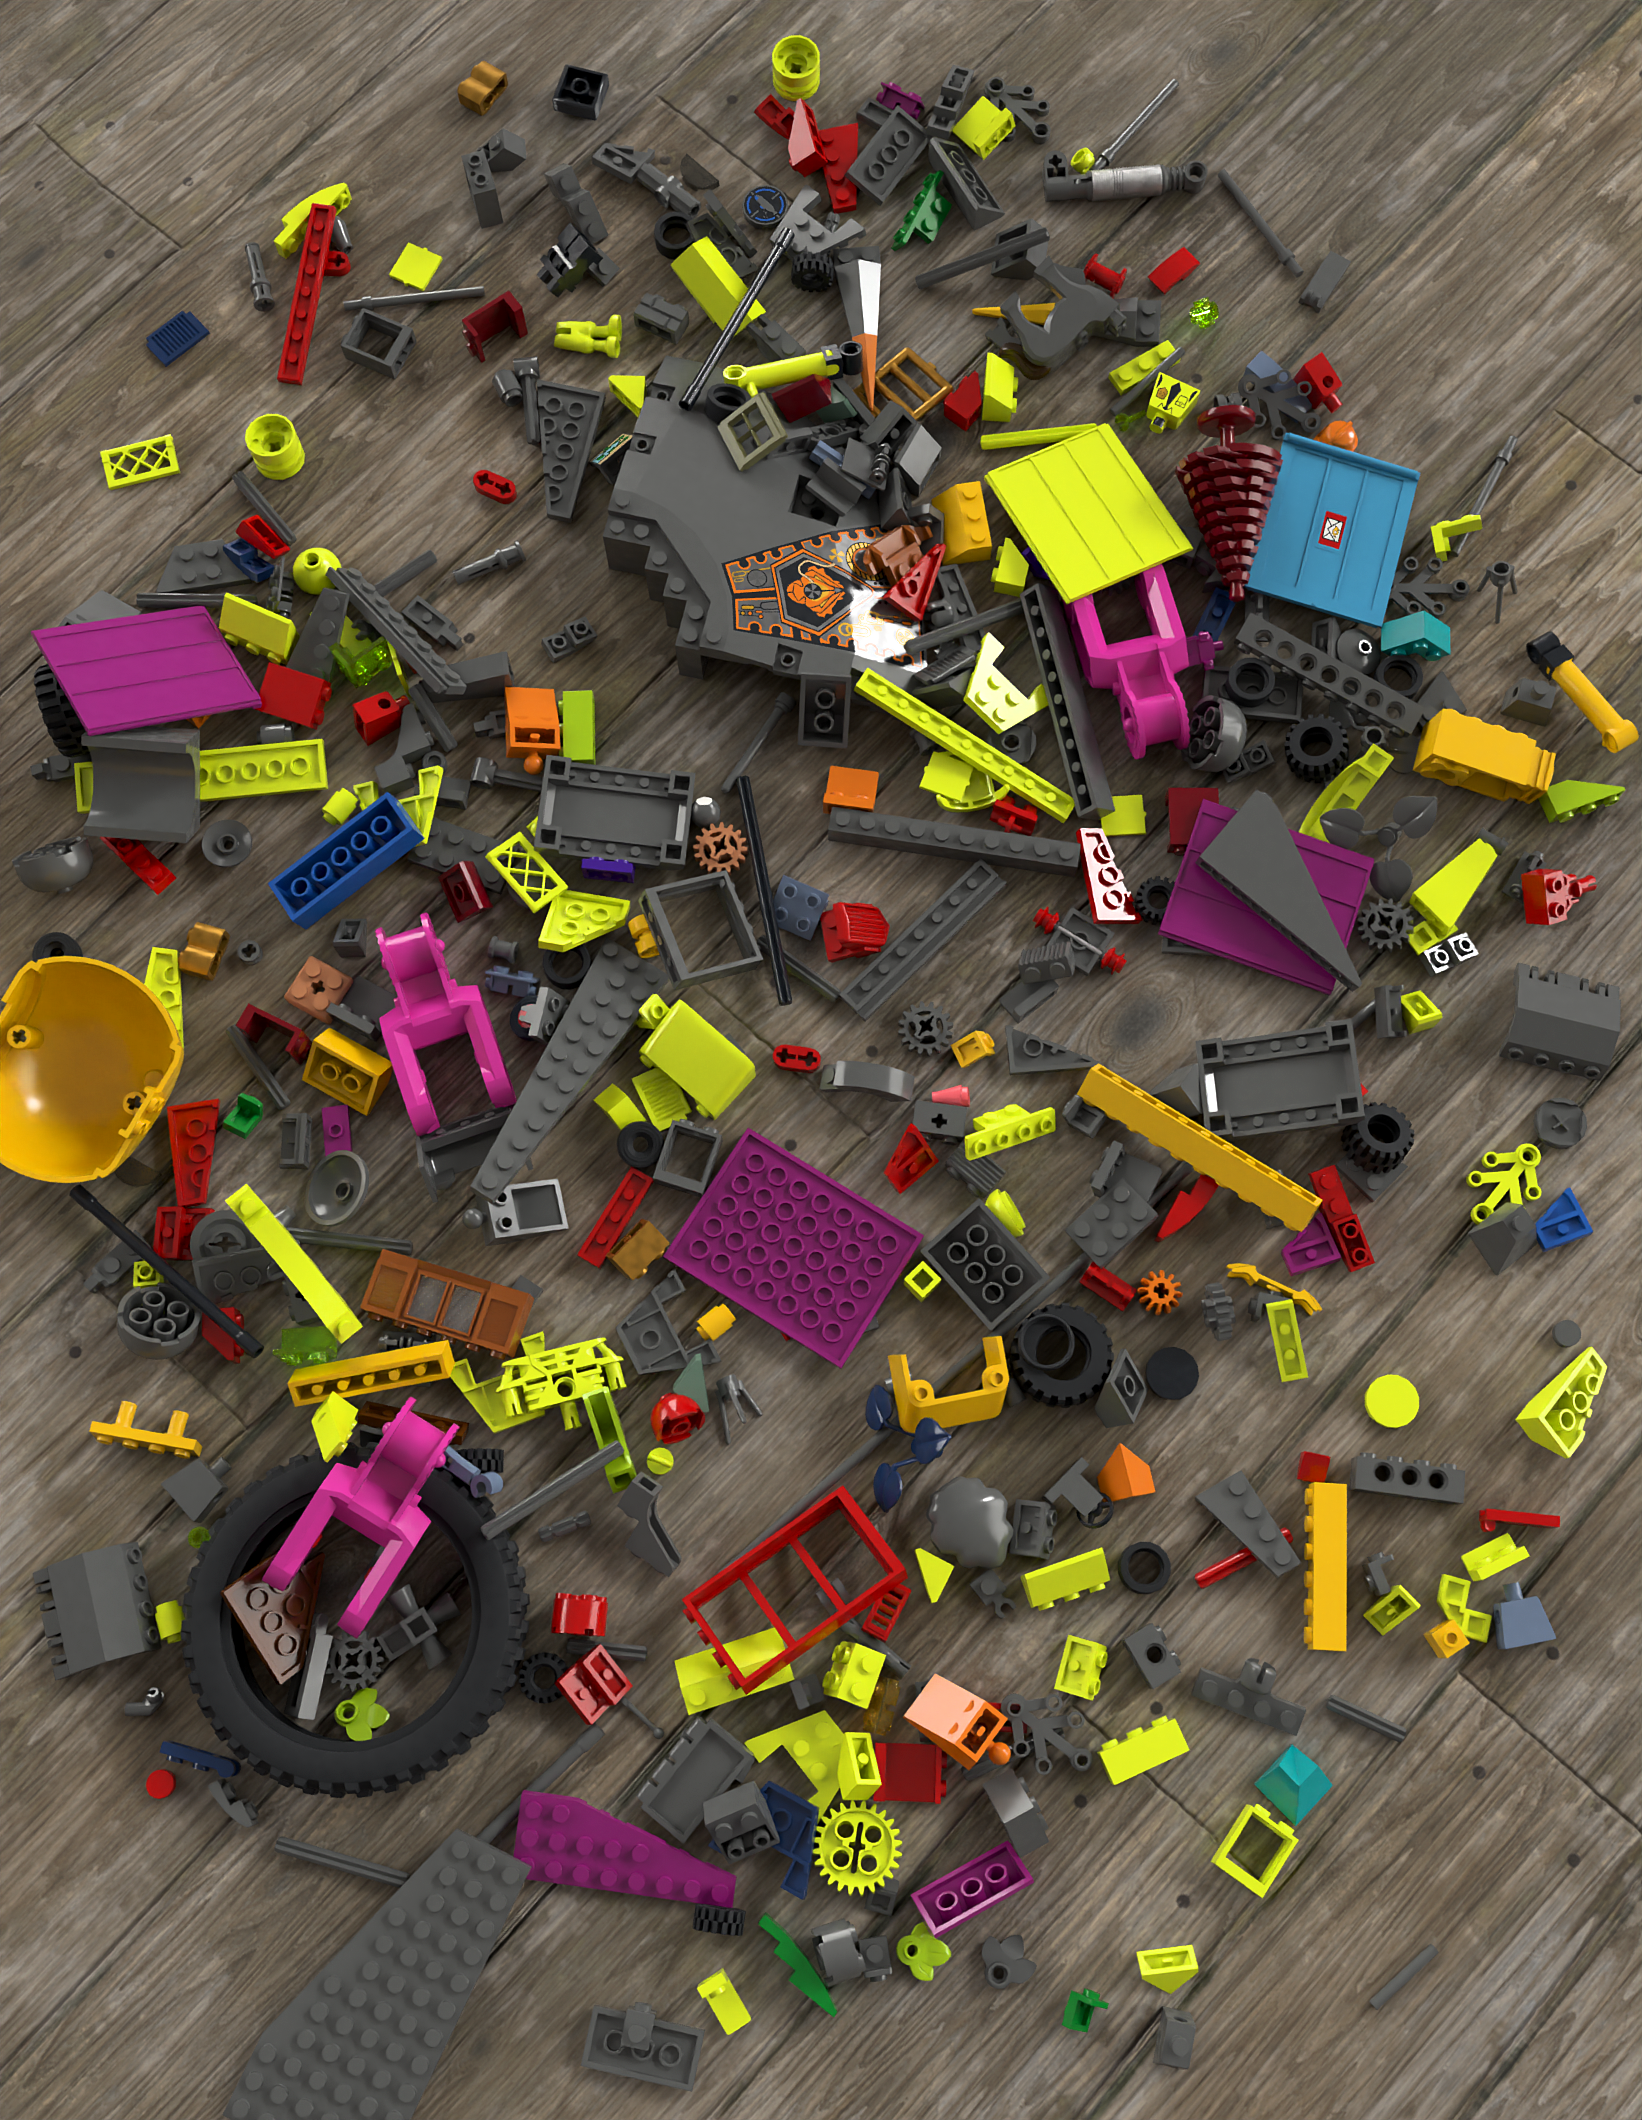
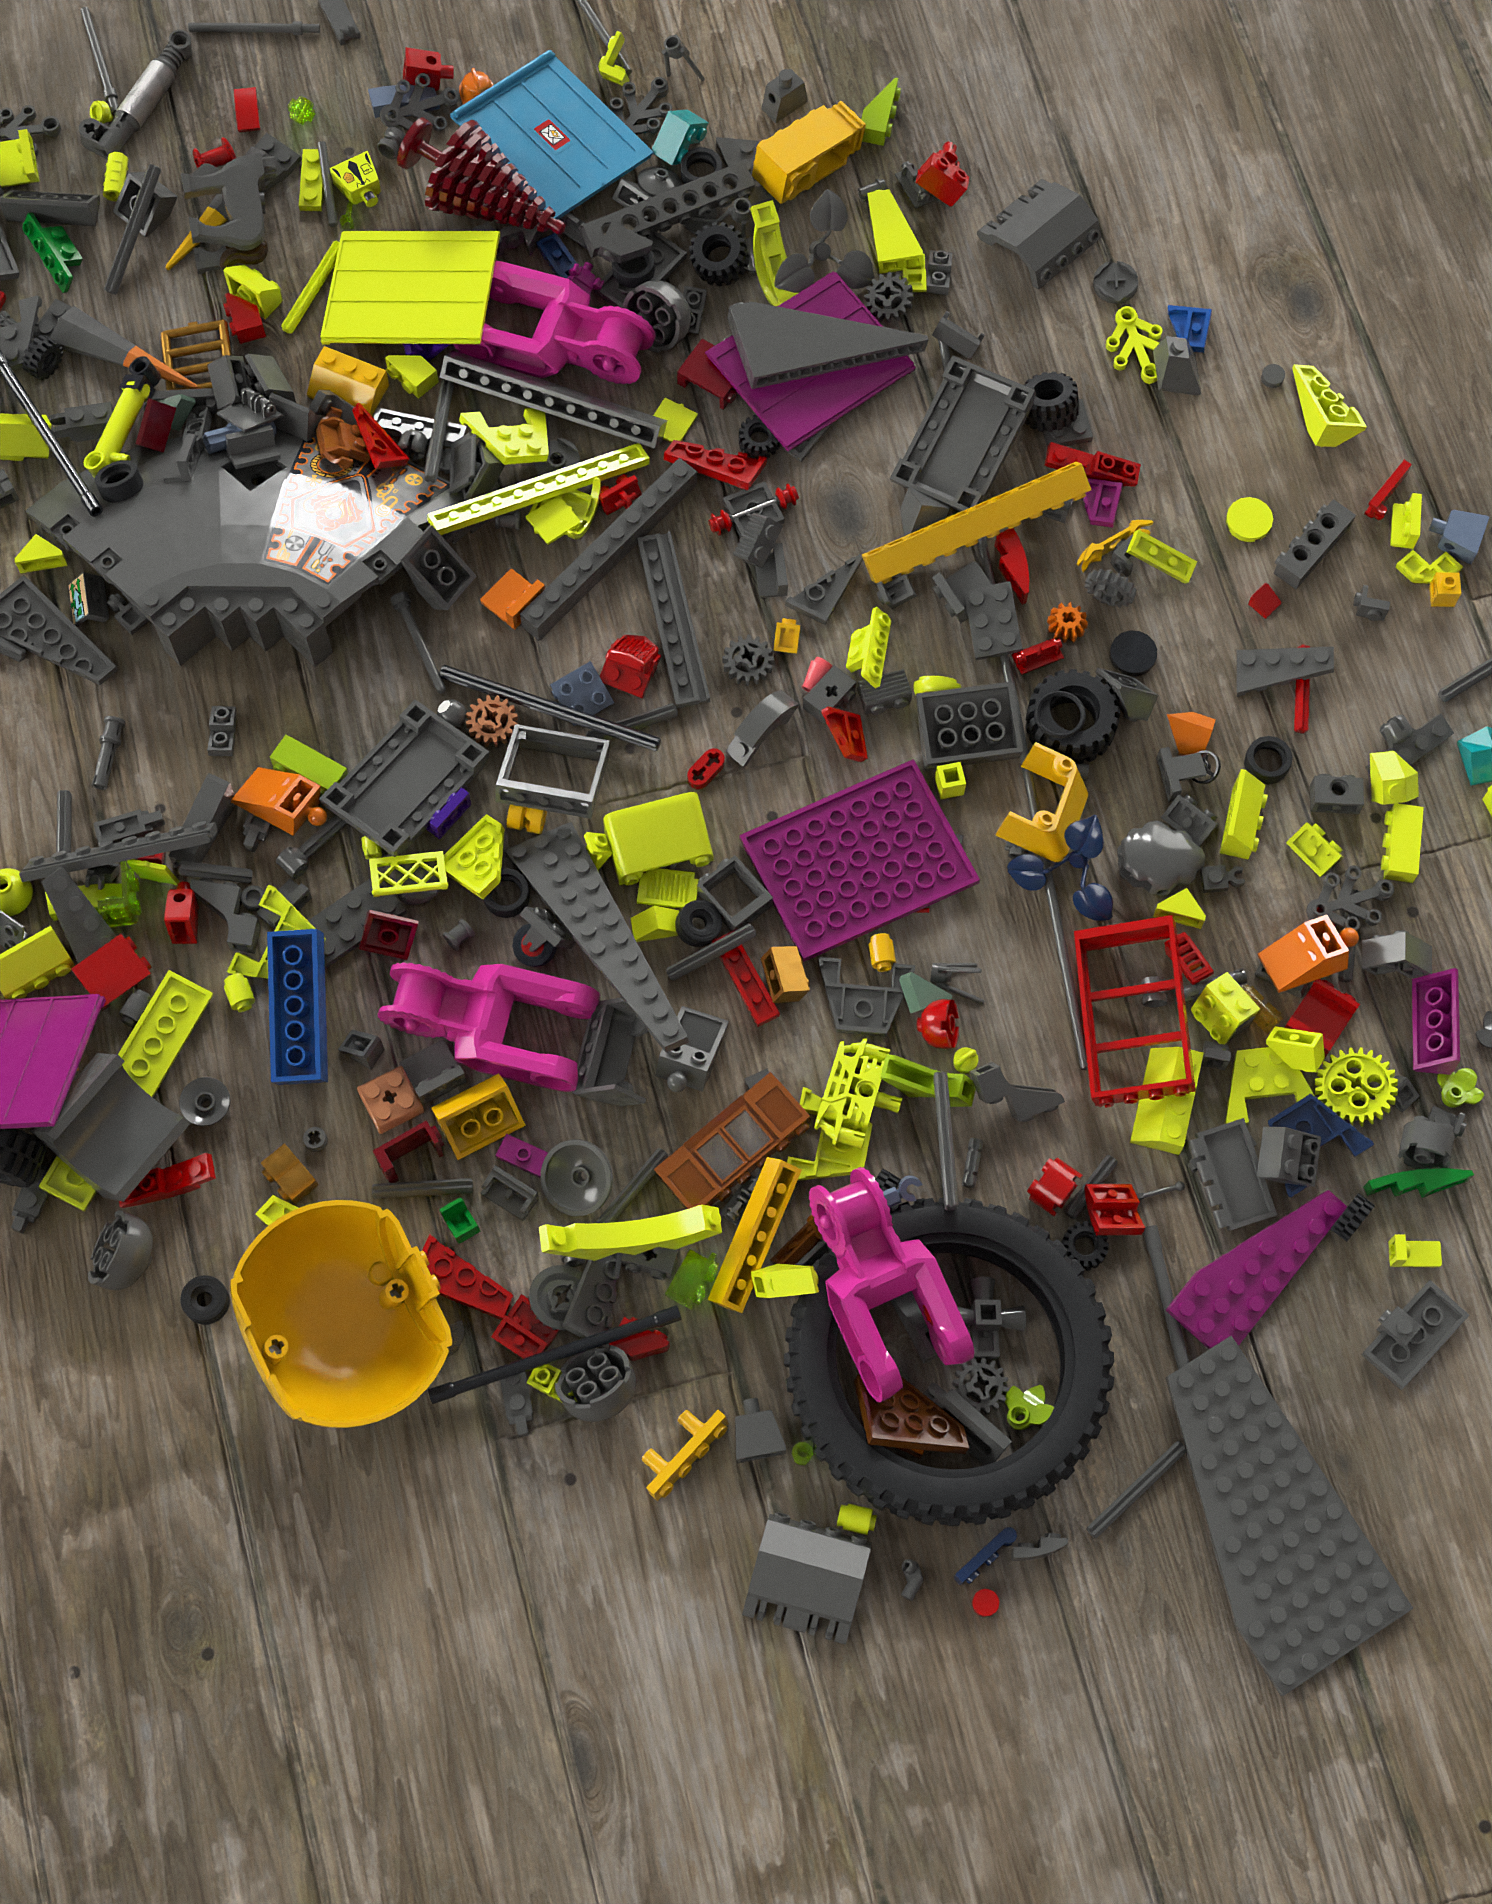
camera: 60 degrees left, 5 degrees down
(495, 485) = (39, 709): red beam -> none
(502, 978) = (496, 937): sand blue hinge -> none
(618, 1172) = (711, 952): none -> dark grey axle
(735, 444) = (163, 450): olive piece -> none
(1036, 209) = (115, 175): none -> neon yellow axle
(1200, 1703) = (1392, 779): none -> neon yellow slope
(1254, 658) = (623, 245): none -> dark grey slope
(1326, 1566) = (1346, 635): yellow brick -> none
(1391, 1609) = (1402, 611): neon yellow slope -> none
(1419, 1012) = (971, 316): neon yellow slope -> none
(1557, 664) = (769, 59): yellow piece -> none

